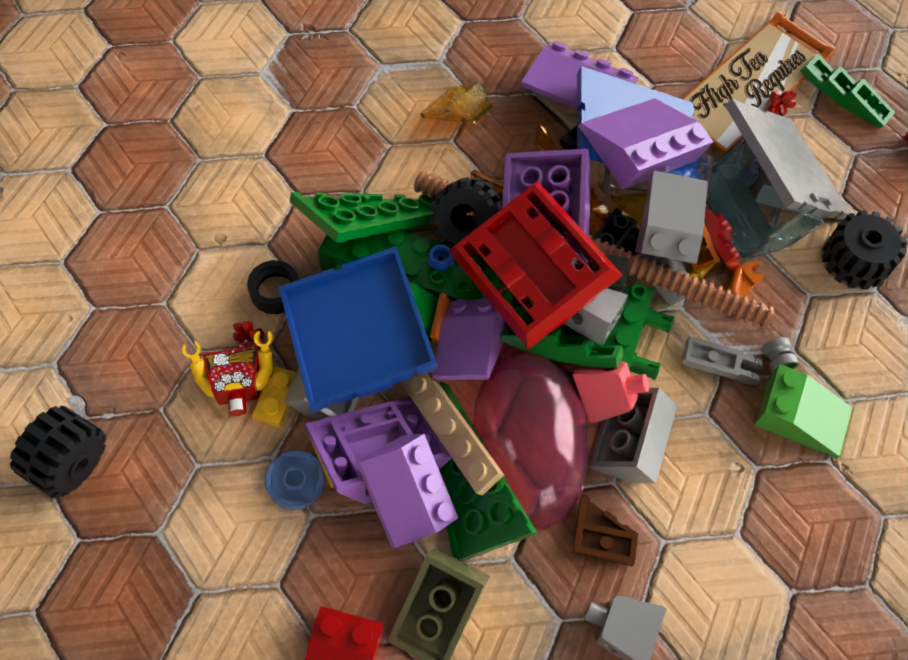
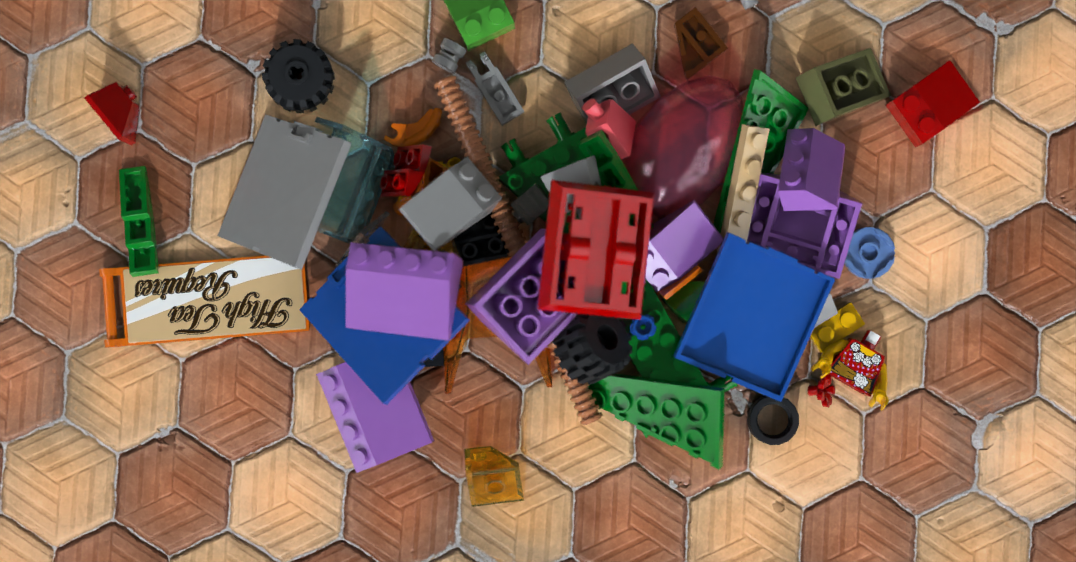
camera: 140 degrees left, 25 degrees up
(57, 451) = (1020, 393): black wheel -> none
(781, 102) = (213, 256): red plant -> none

